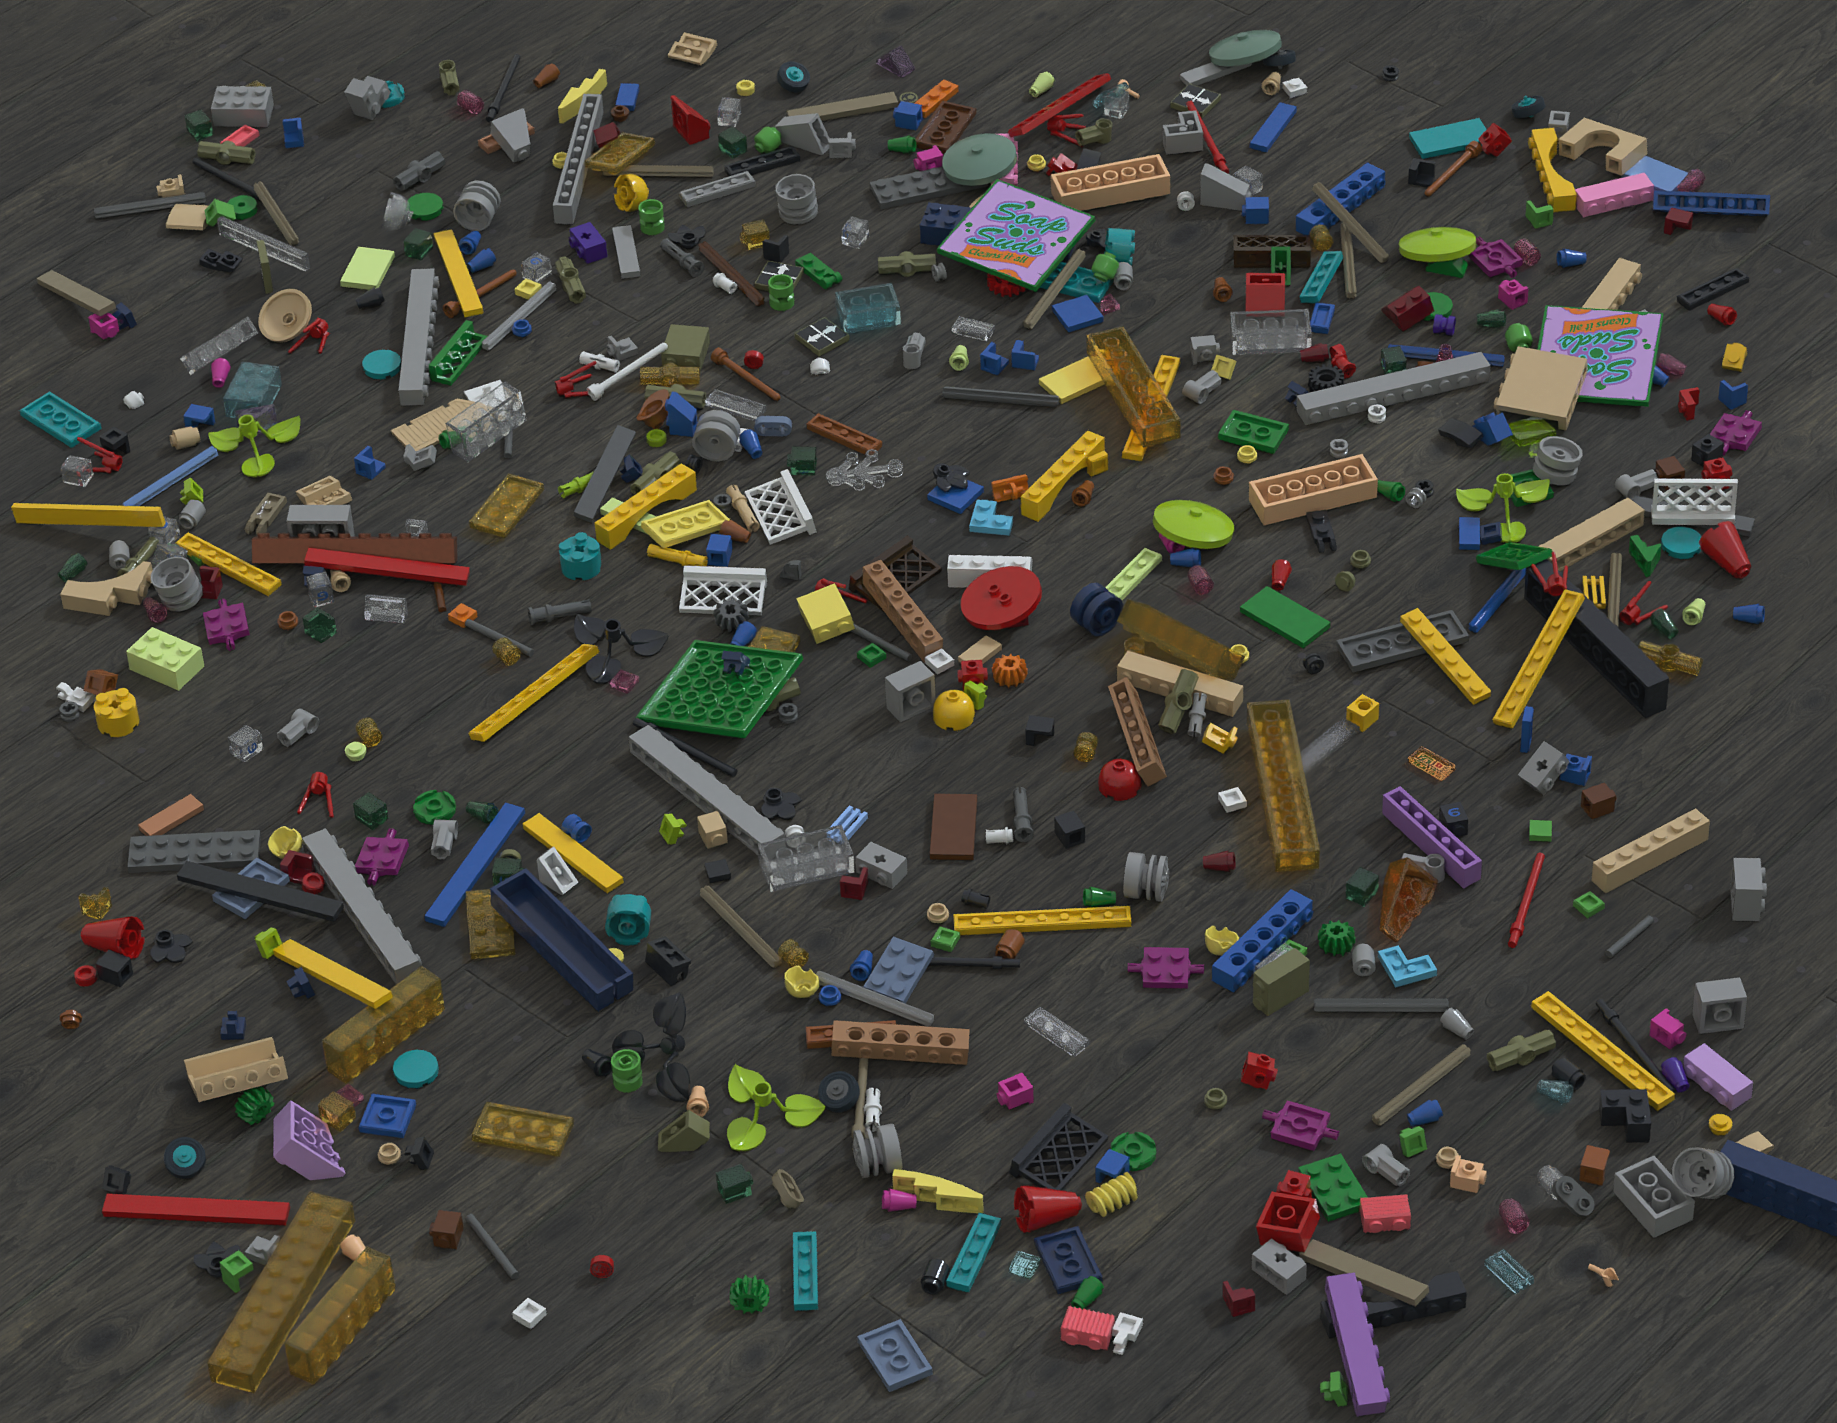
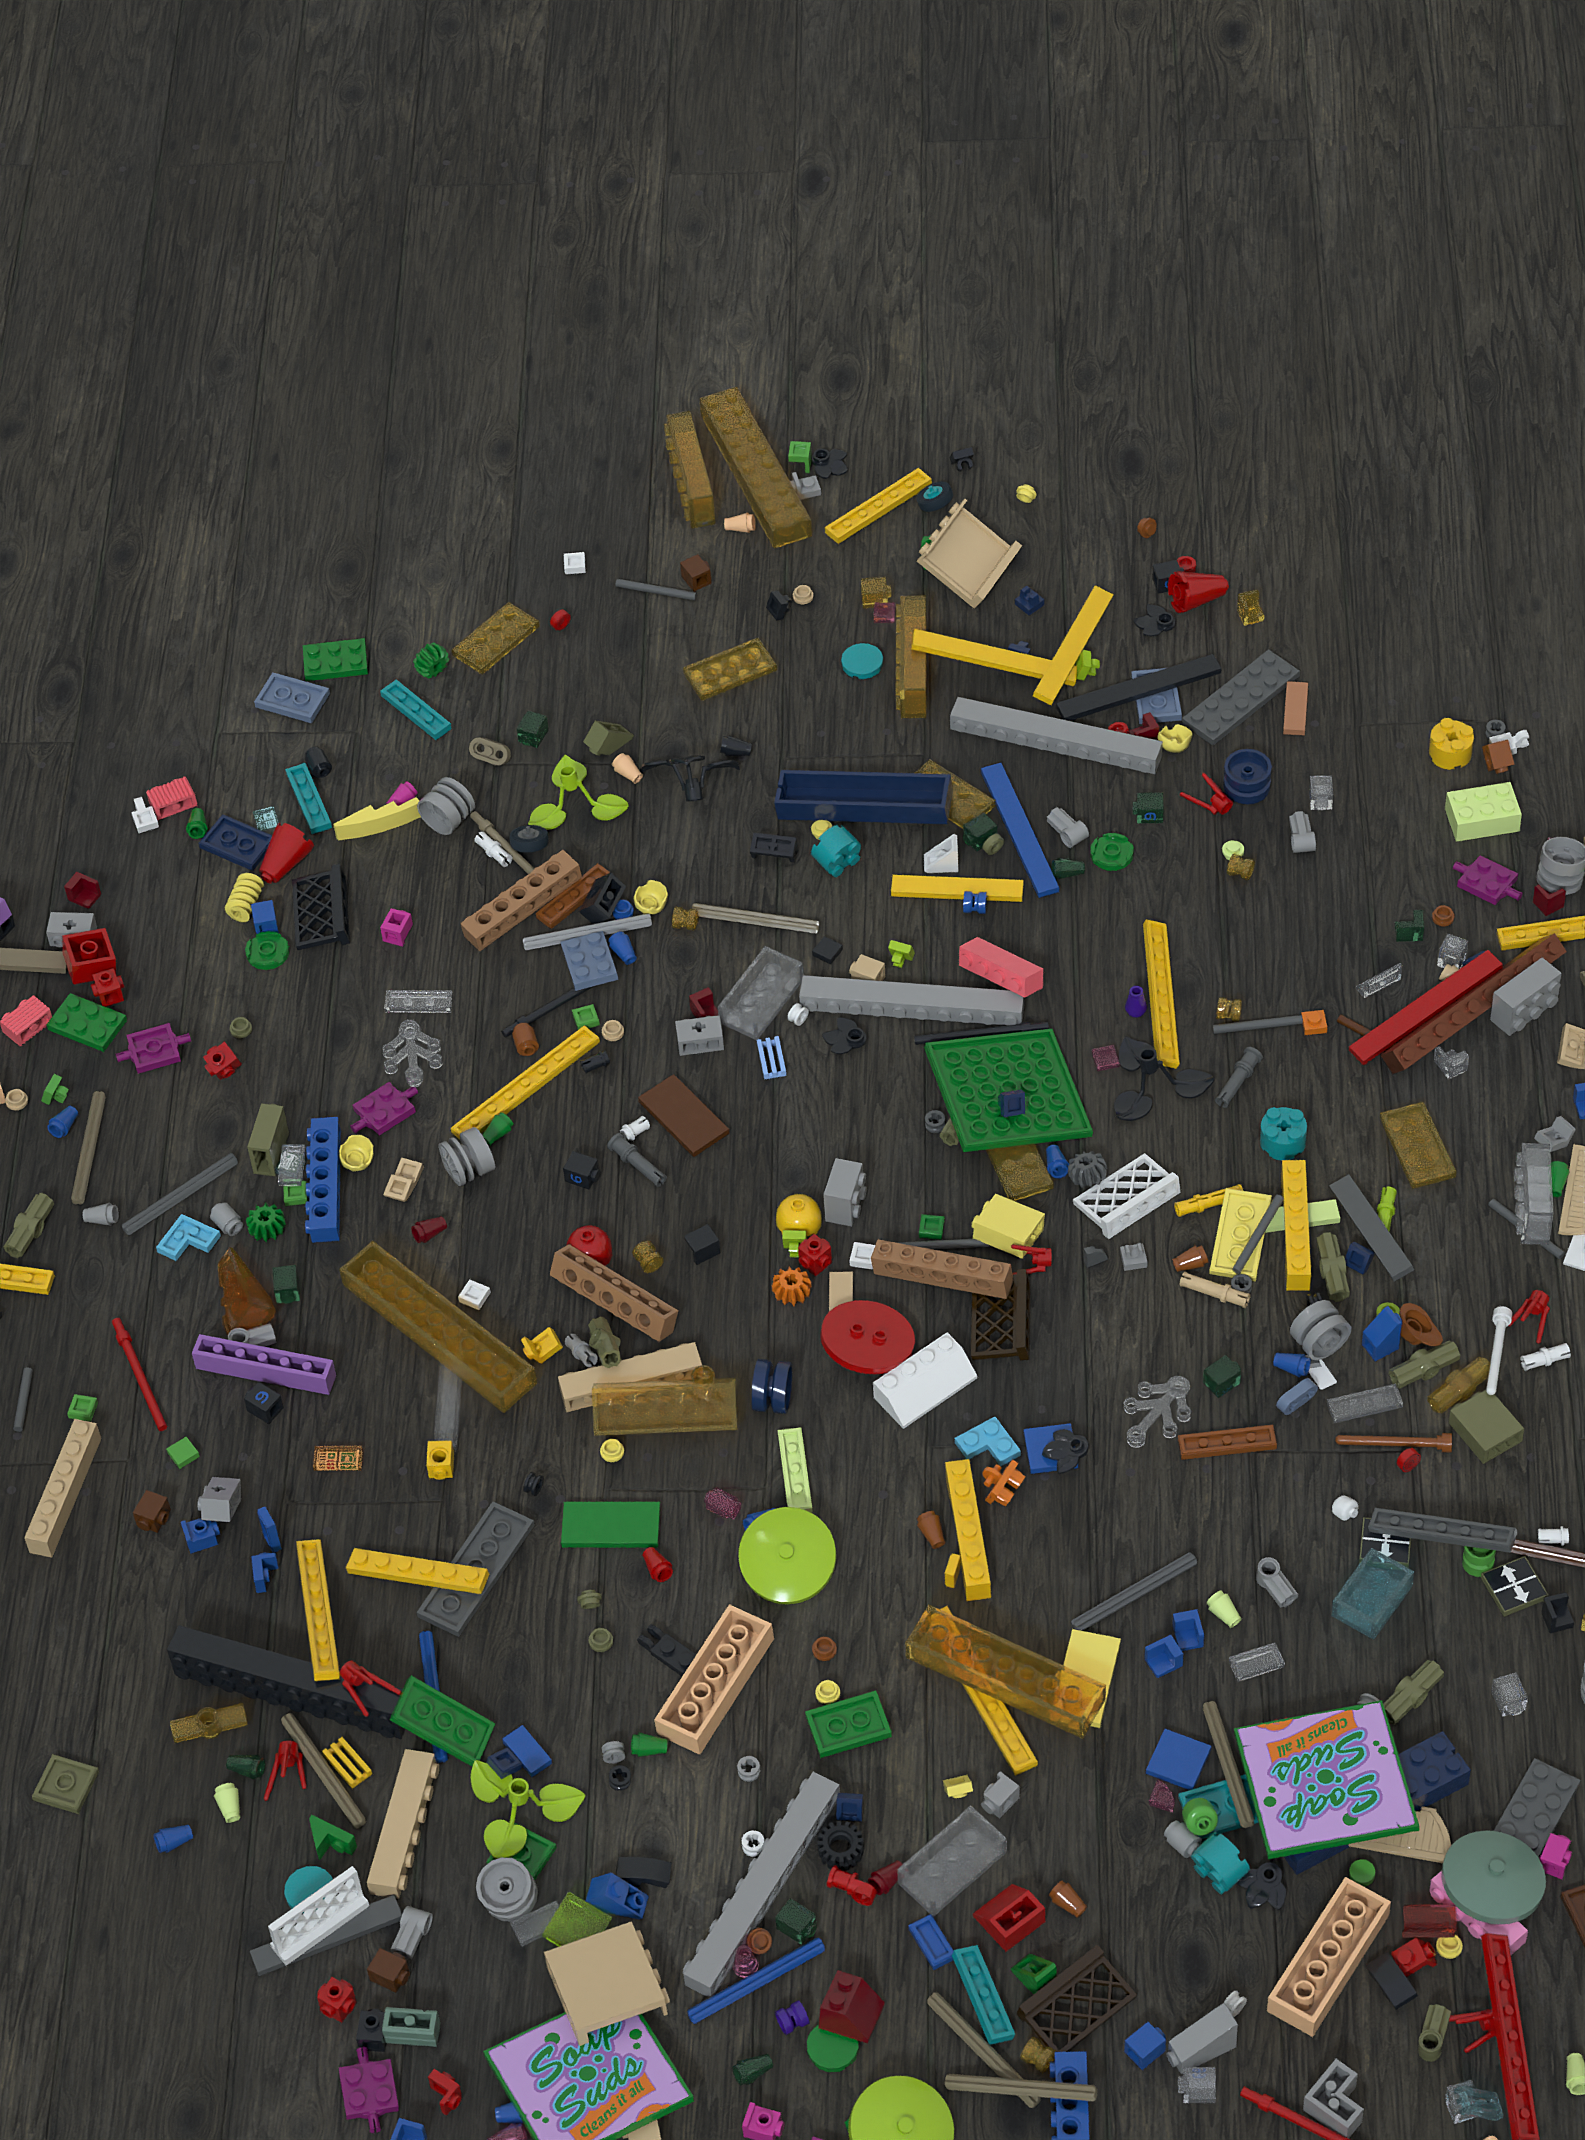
camera: 140 degrees right, 10 degrees up
(114, 1112) = (1026, 493): none -> light yellow plate
(196, 1209) = (923, 460): red tile -> none
(234, 1187) = (877, 506): none -> yellow plate
(256, 959) = (1072, 645): none -> yellow tile
(279, 780) = (1247, 776): none -> dark blue wheel
(305, 1144) = (863, 554): lavender wedge -> none
(381, 856) = (1096, 786): magenta plate -> none
(387, 1115) = (840, 620): blue tile -> none
(560, 691) = (1136, 1002): none -> dark purple cone
(622, 349) = (1546, 1386): light grey bracket -> none
(623, 760) = (1001, 967): none -> coral brick
(626, 1070) = (701, 742): bright green wheel -> none
(668, 1296) = (495, 638): none -> clear yellow plate
(679, 508) = (1258, 1233): none -> dark grey bar
(719, 550) = (1179, 1228): blue brick -> none
(766, 558) = (1133, 1257): none -> light grey tile
(790, 302) = (1442, 1530): none -> dark grey tile
(793, 503) = (1174, 1325): white fence -> none
(818, 271) = (1488, 1623): green plate -> none
(820, 1372) = (335, 659): none -> green plate
(826, 1003) = (602, 898): none -> black brick
(1038, 166) = (1430, 1921): none -> clear red panel
(1089, 1009) = (409, 1031): none -> clear plant
(1199, 389) = (953, 1741): light grey piece -> none
(1207, 908) = (404, 1181): none -> tan slope
(1382, 1161) = (64, 1060): light grey piece -> none
(1517, 336) = (697, 2054): bright green head -> none
(1553, 722) = (261, 1565): none -> blue bracket
(1680, 433) = (411, 2026): none -> sand green brick
(1726, 549) = (249, 1894): red cone -> none
(1797, 687) = (65, 1784): none -> olive tile

